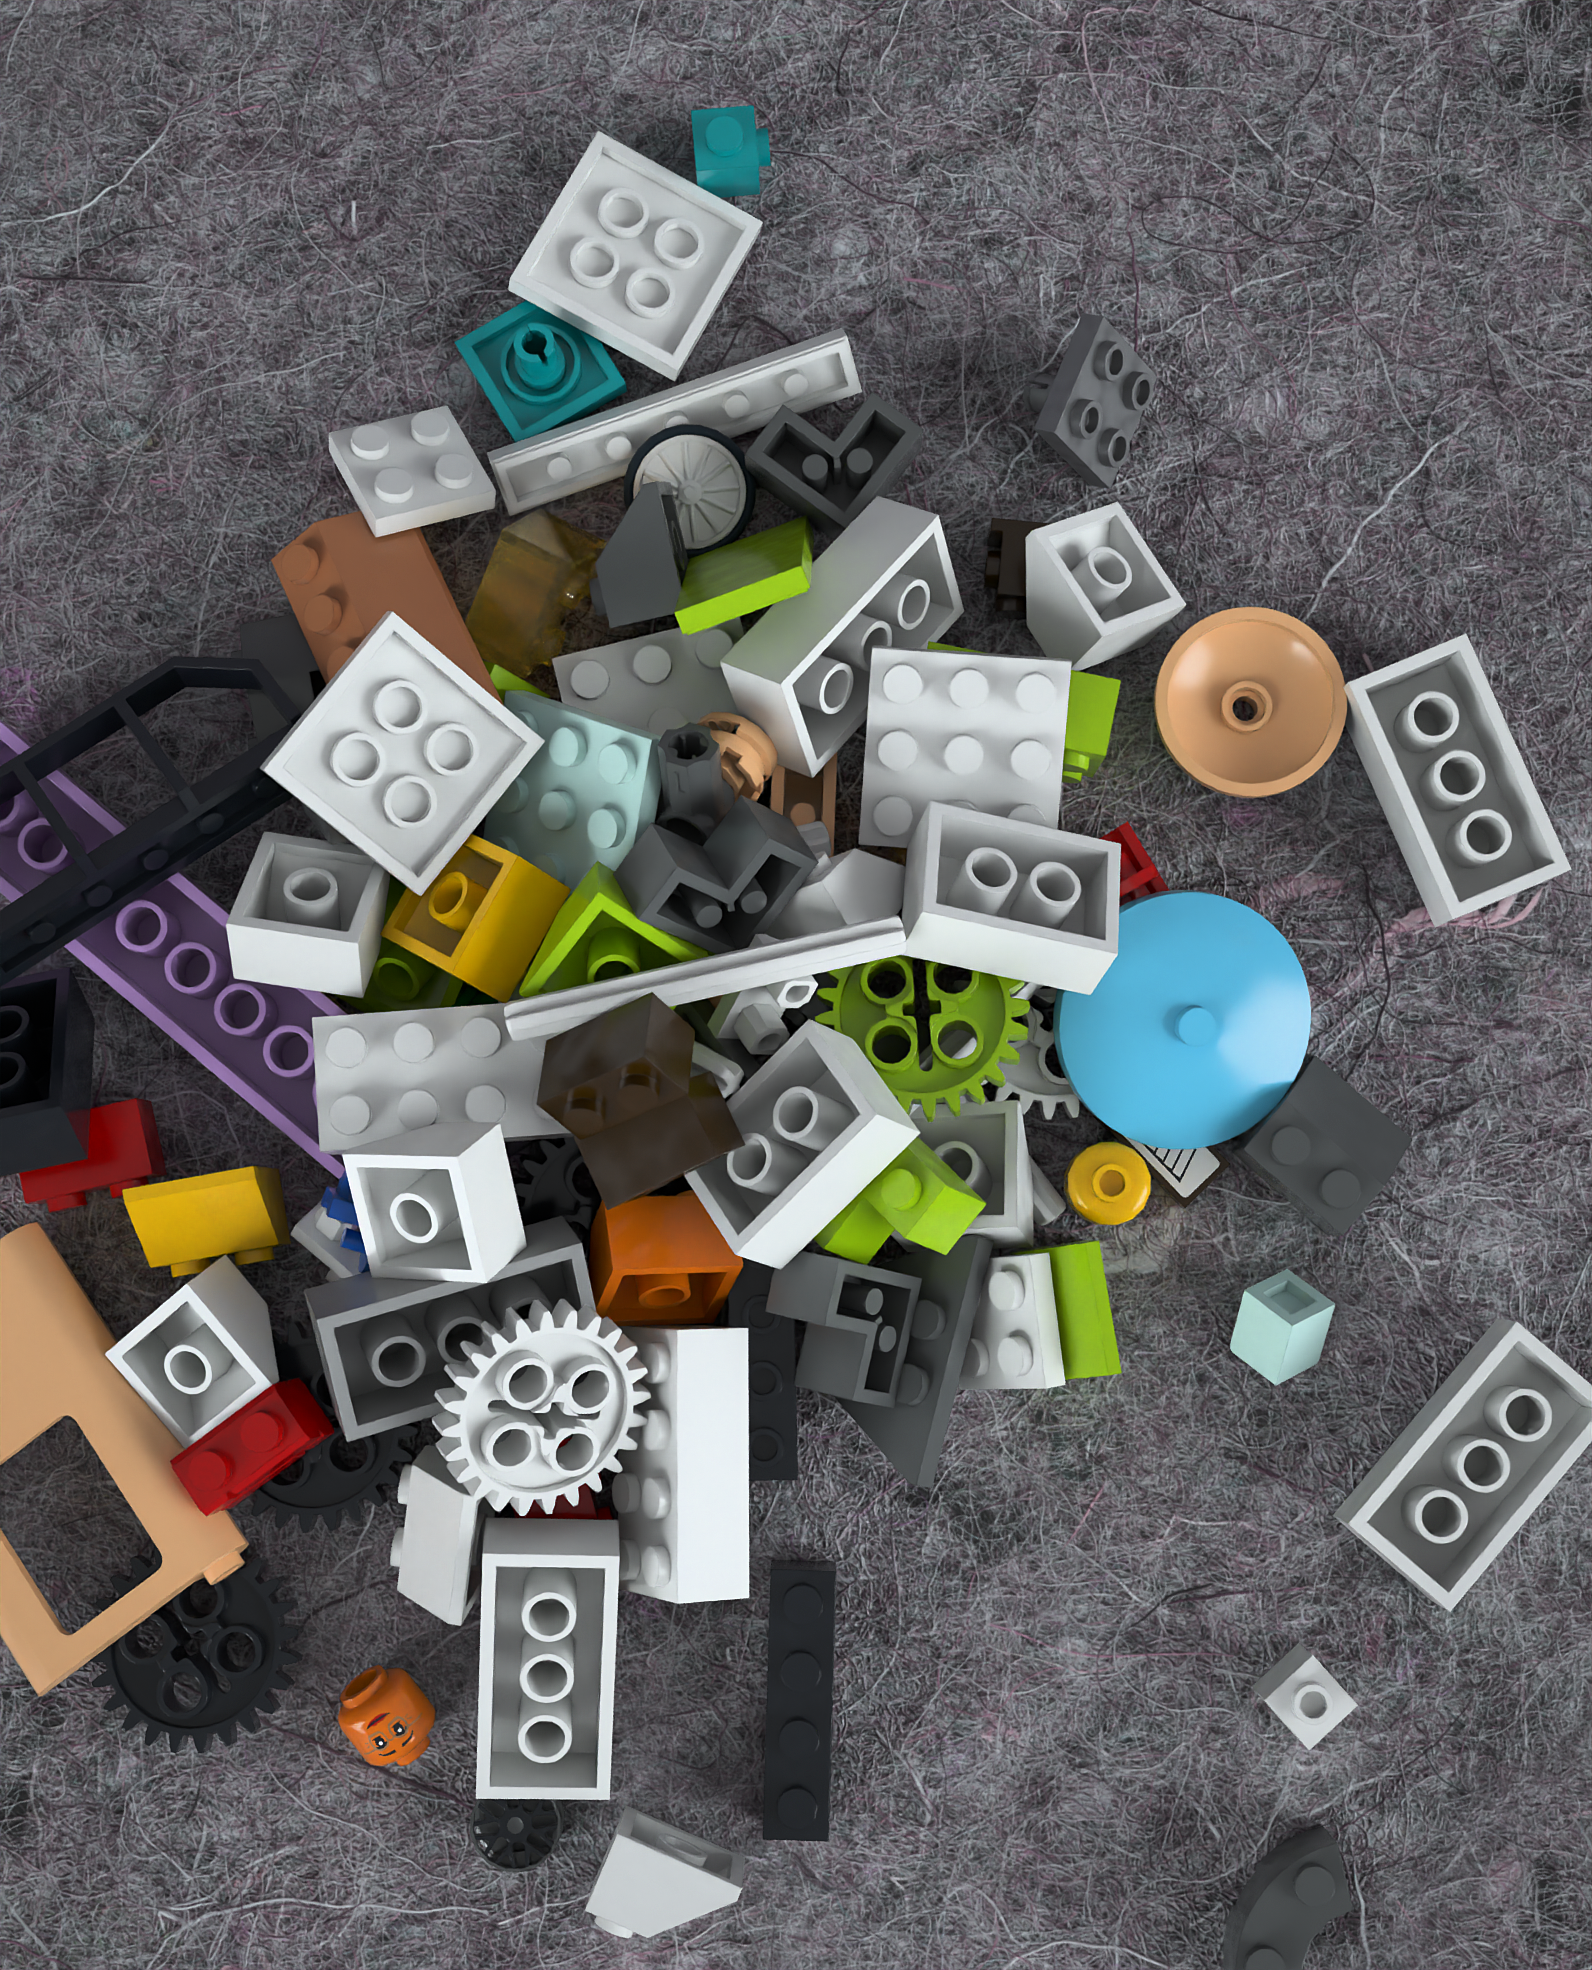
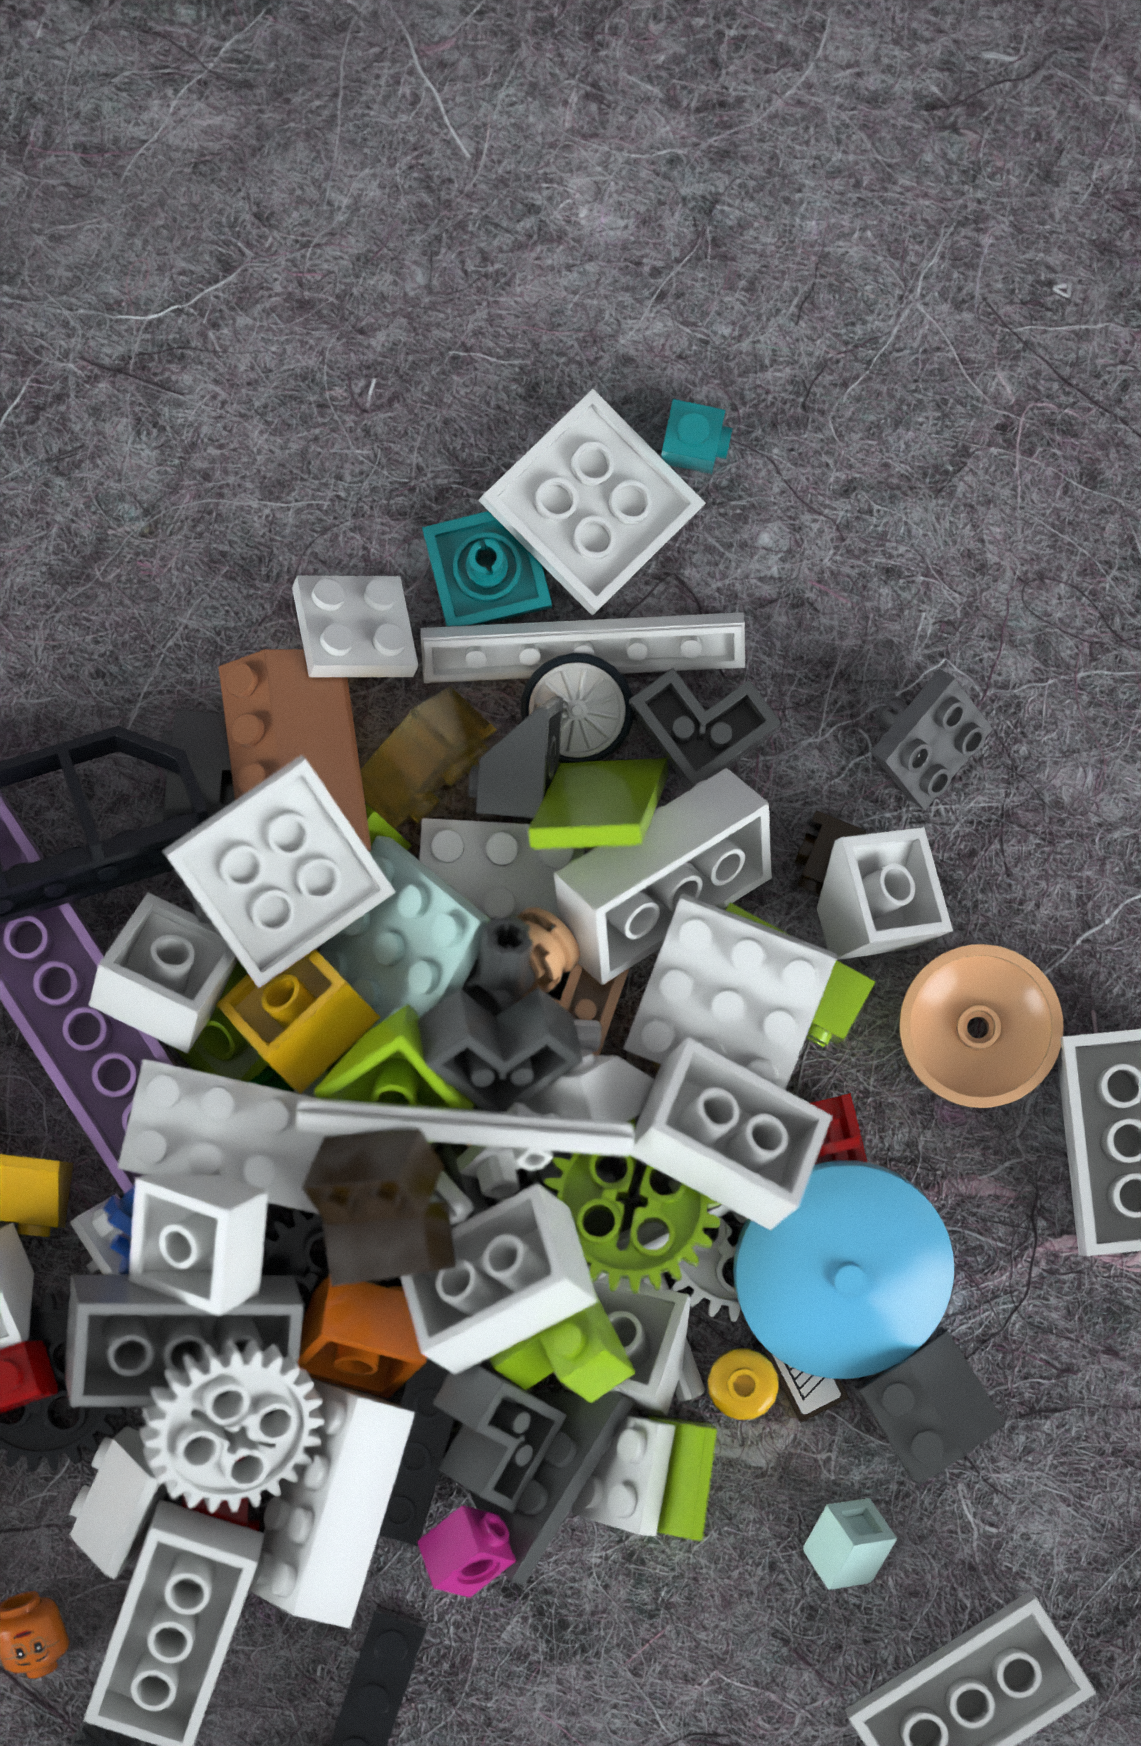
camera: 15 degrees right, 0 degrees up
(855, 1468) = (466, 1551): none -> dark pink brick

